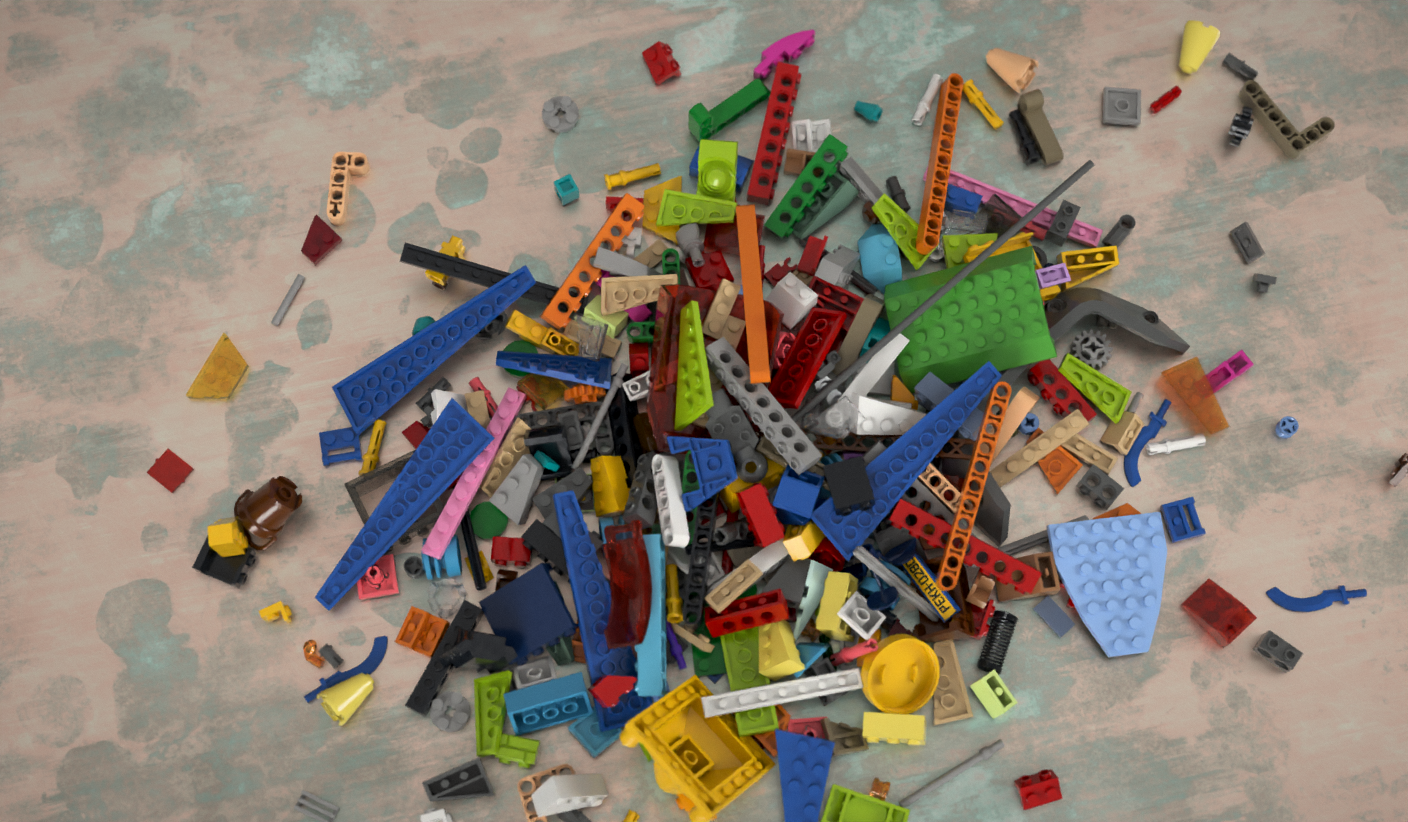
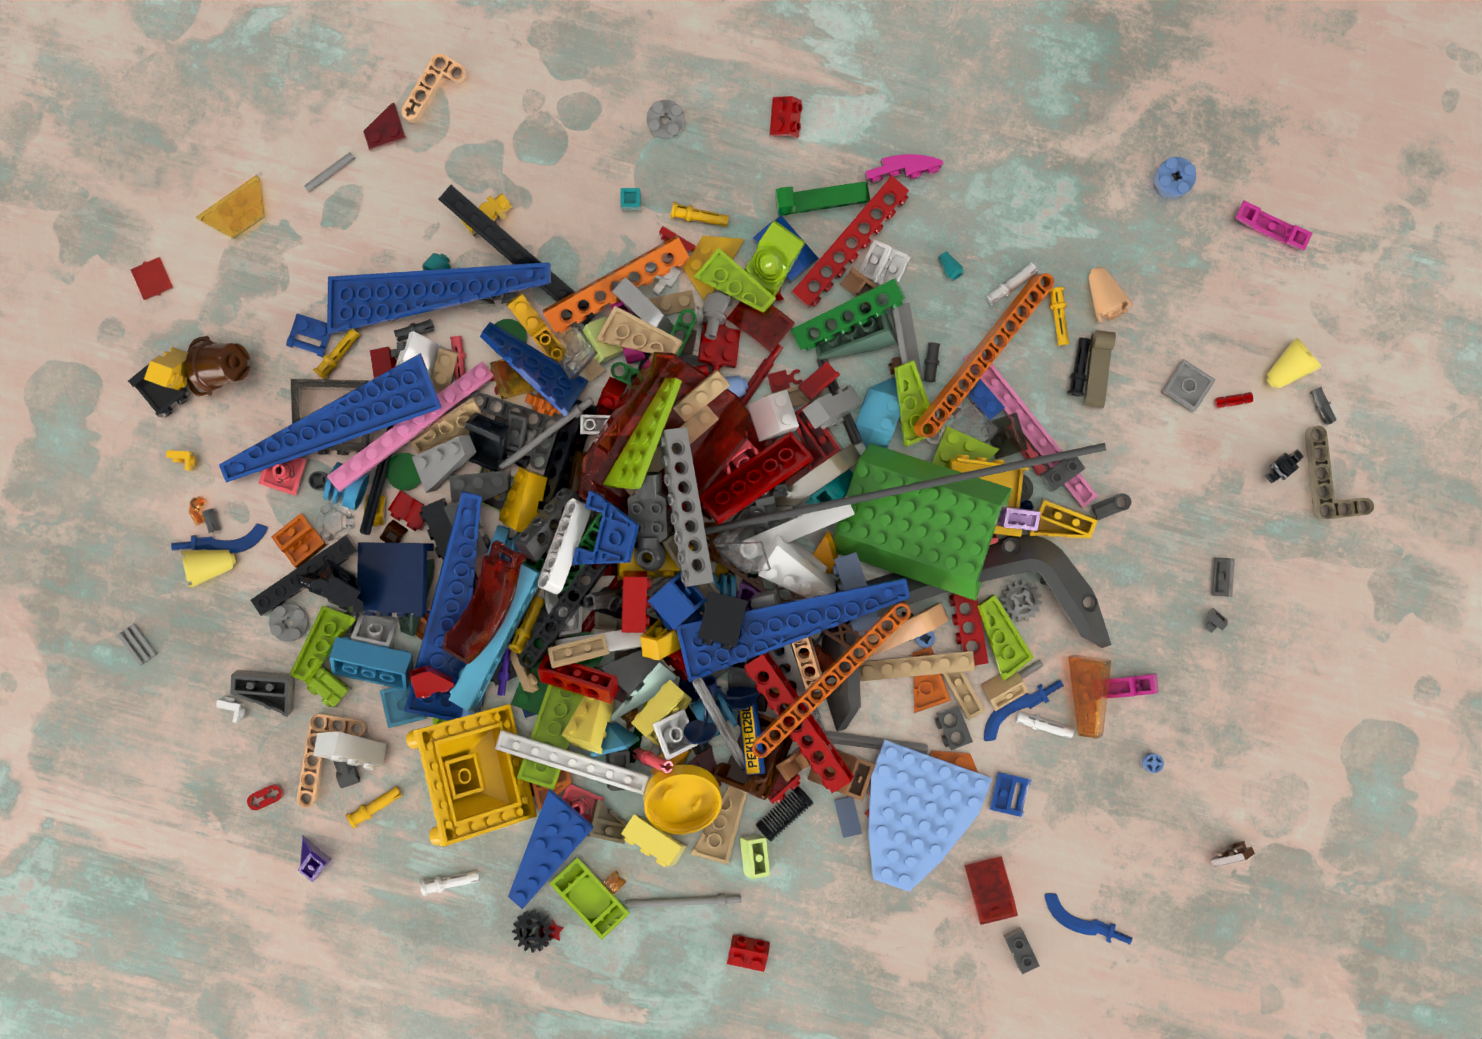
camera: 30 degrees right, 15 degrees up
(546, 461) = (479, 449): teal tile -> none
(753, 294) = (736, 397): orange beam -> none

